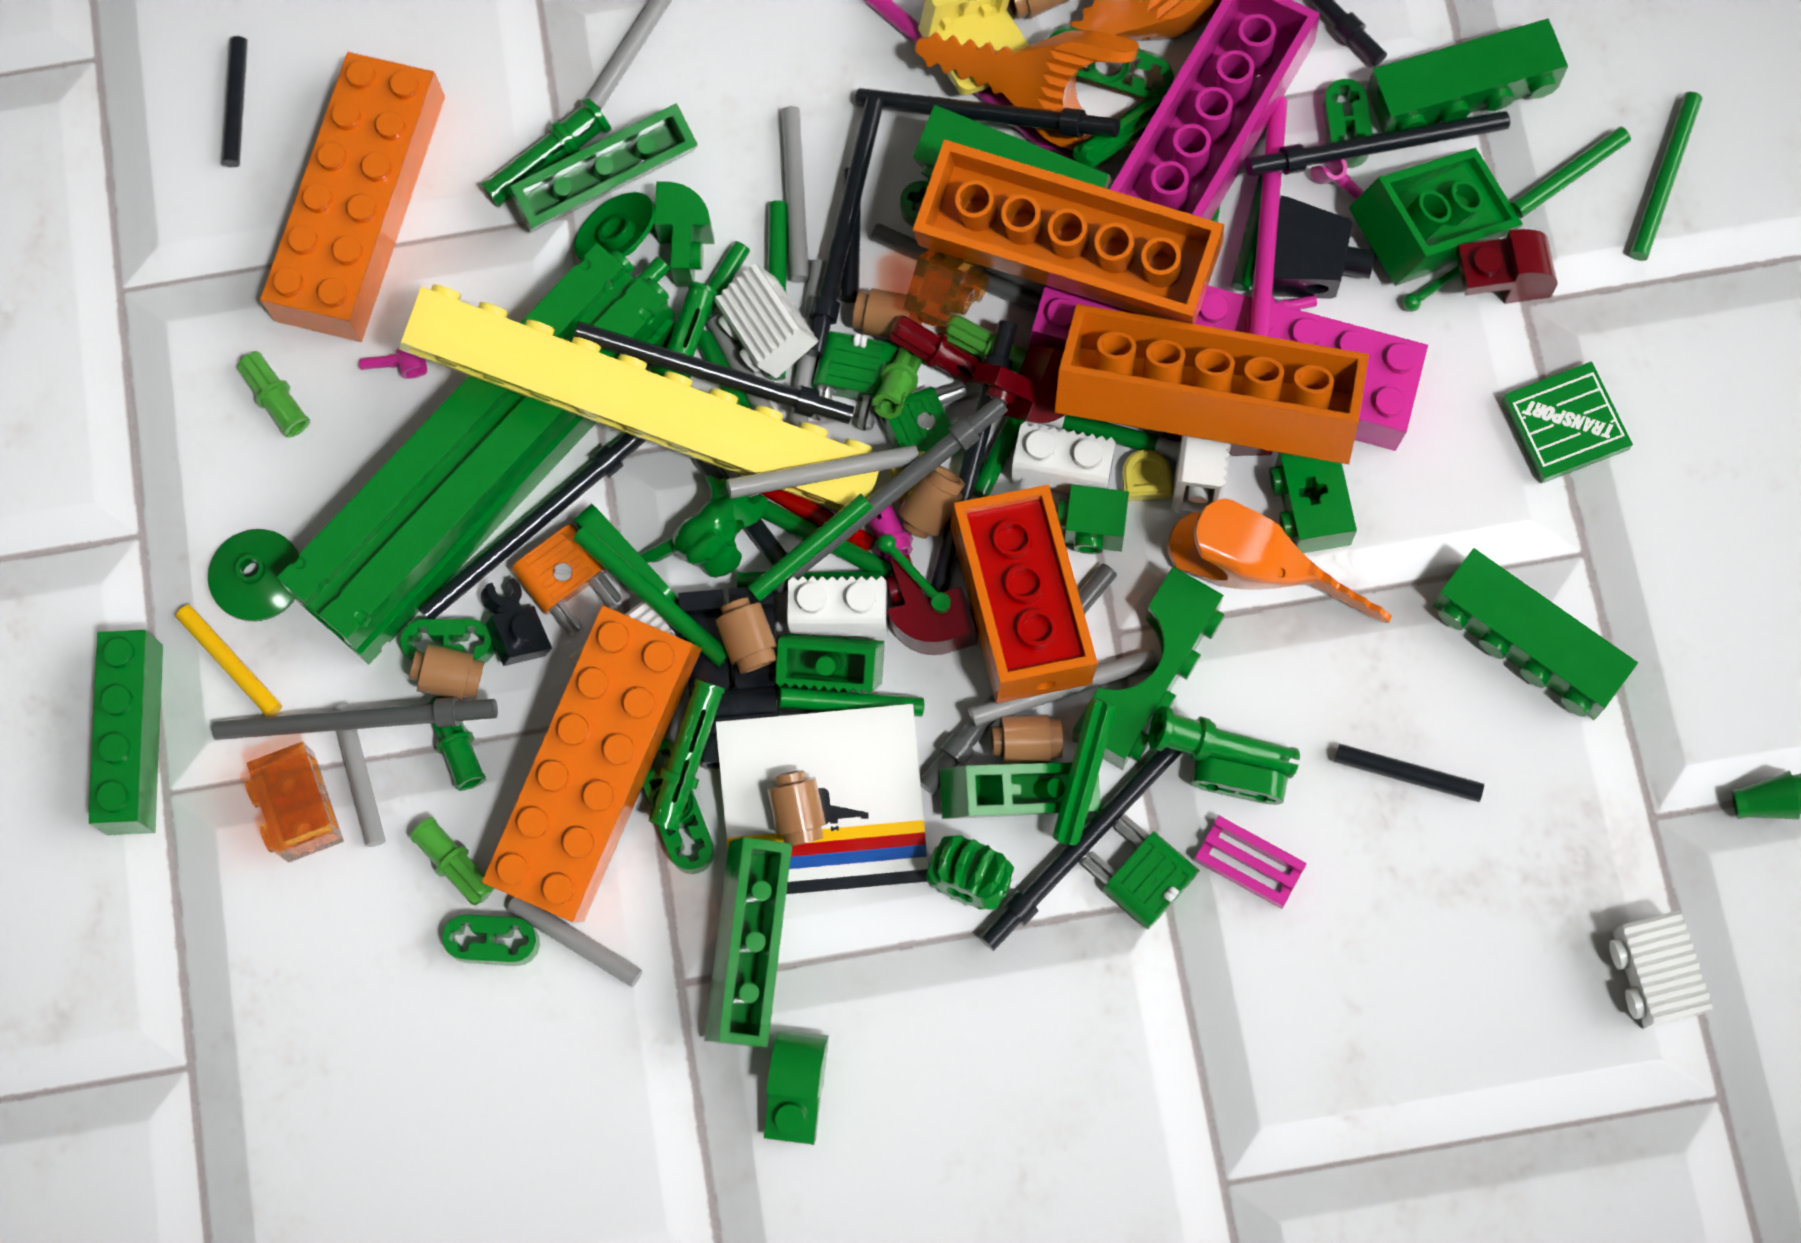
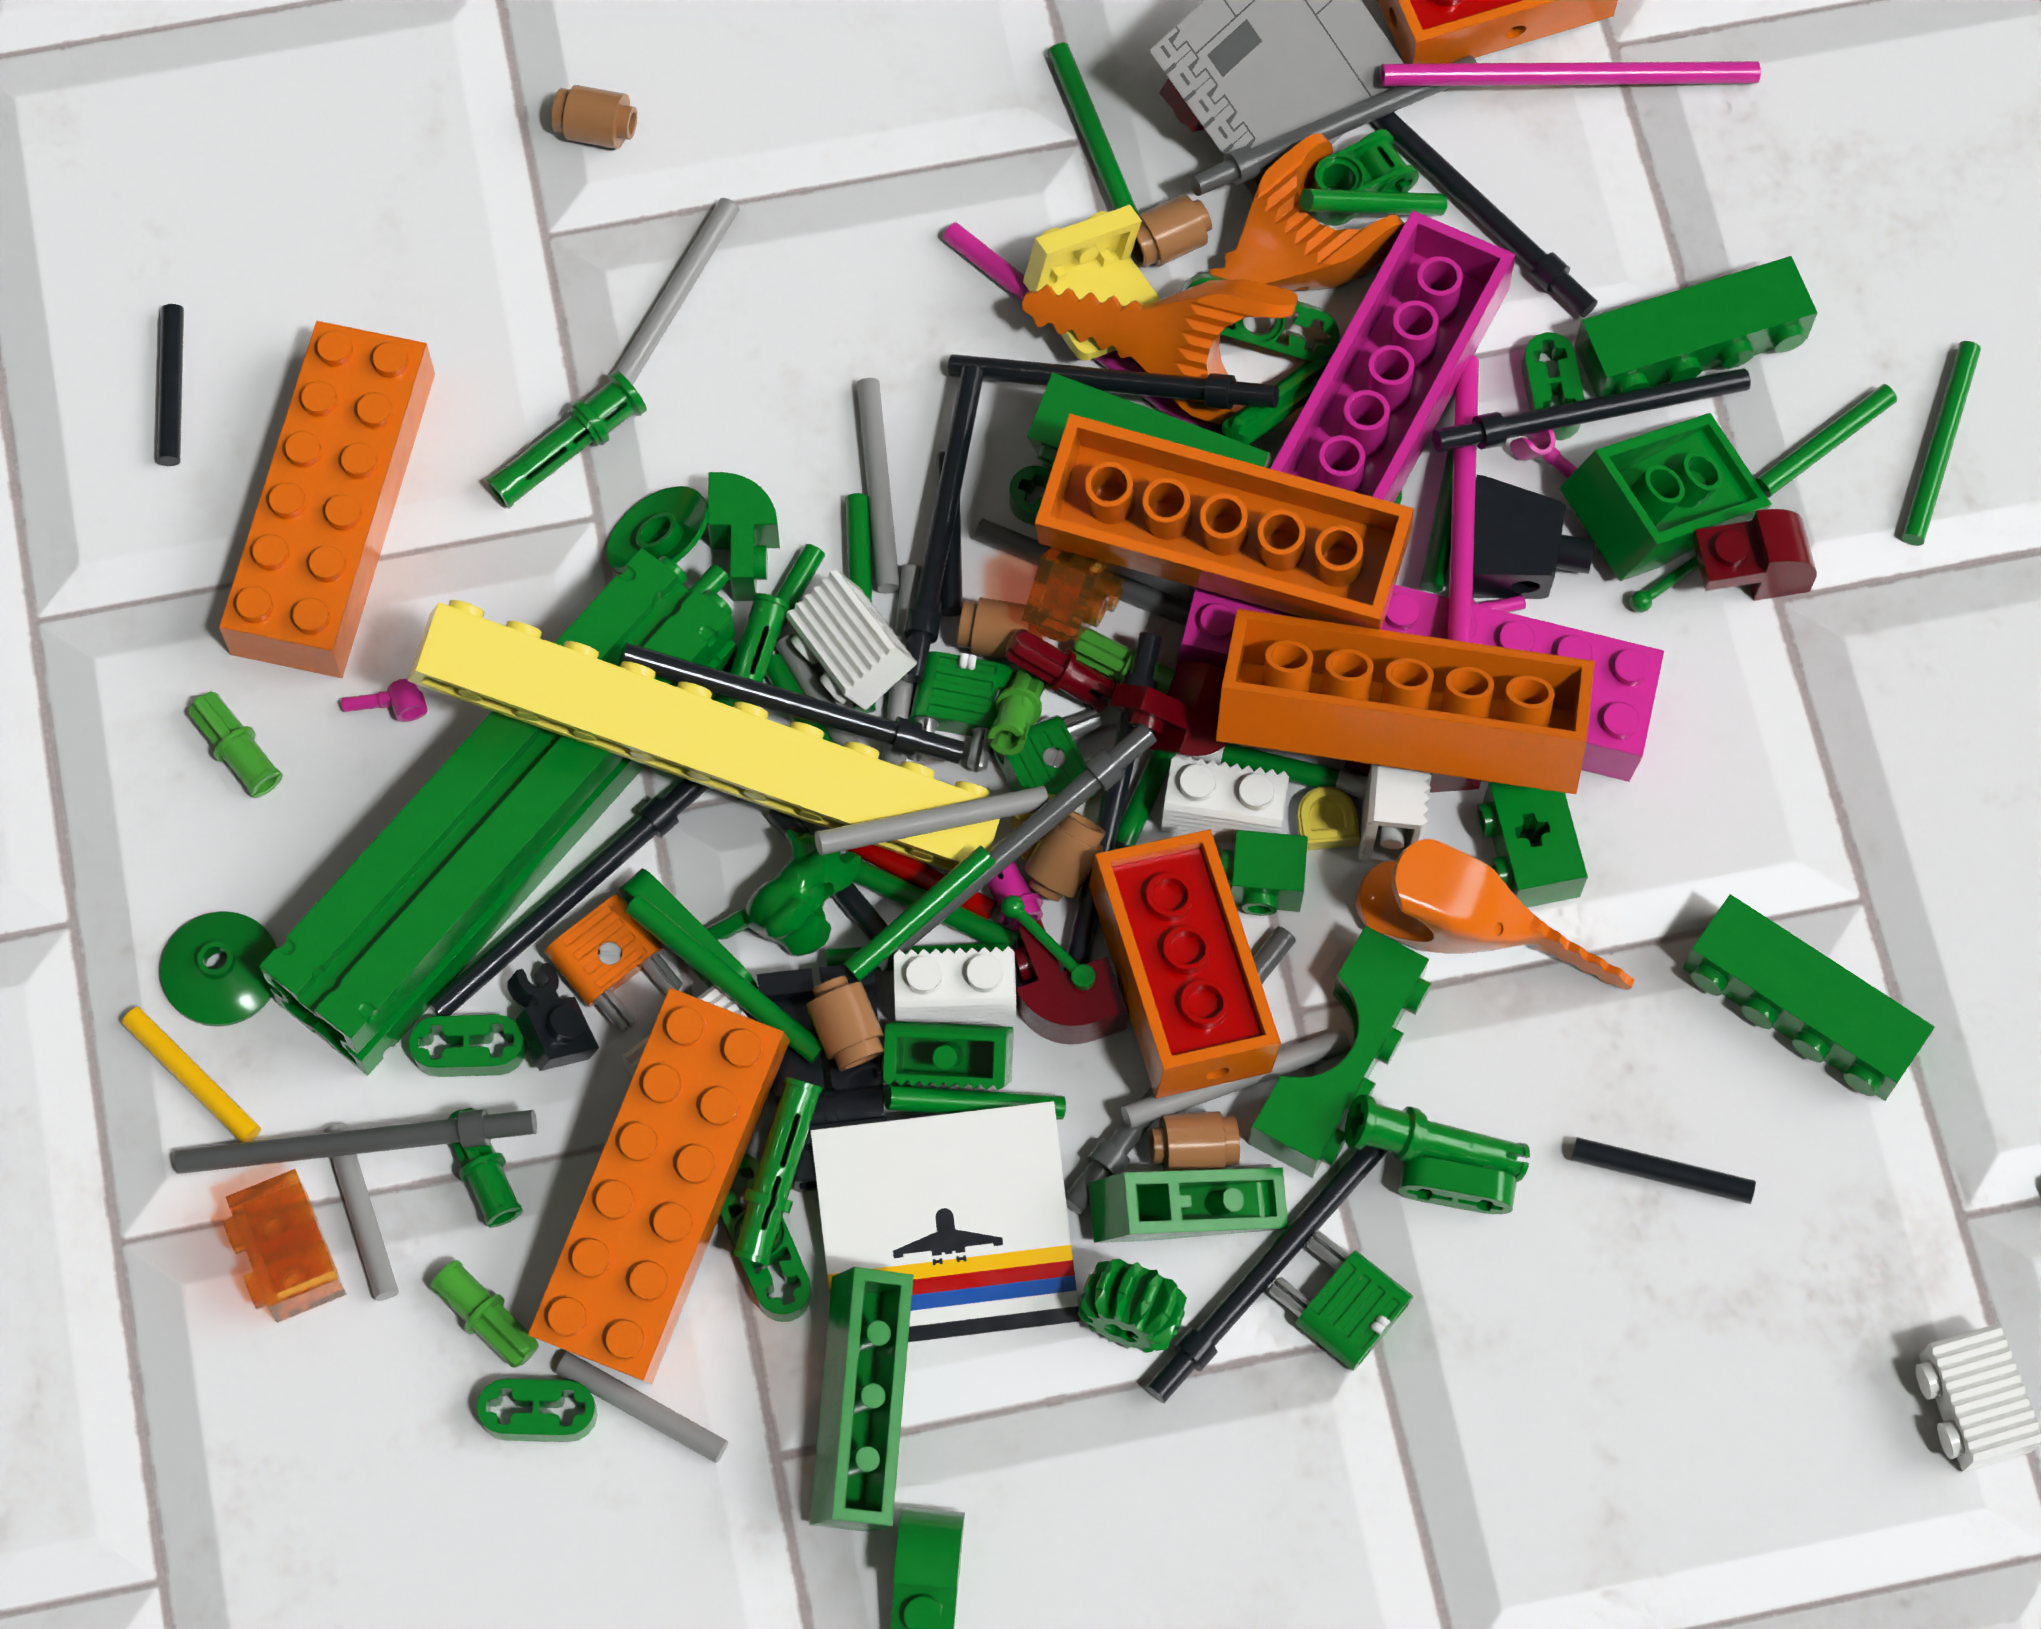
camera: 10 degrees left, 5 degrees down
(126, 733) = (67, 1167): green brick -> none
(446, 672) = (471, 1080): medium nougat brick -> none
(602, 168) = (639, 457): green brick -> none
(796, 808) = (915, 1232): medium nougat brick -> none
(1084, 772) = (1268, 1178): green axle -> none
(1260, 846) = (1485, 1264): dark pink tile -> none
(1567, 422) = (1835, 741): green tile -> none

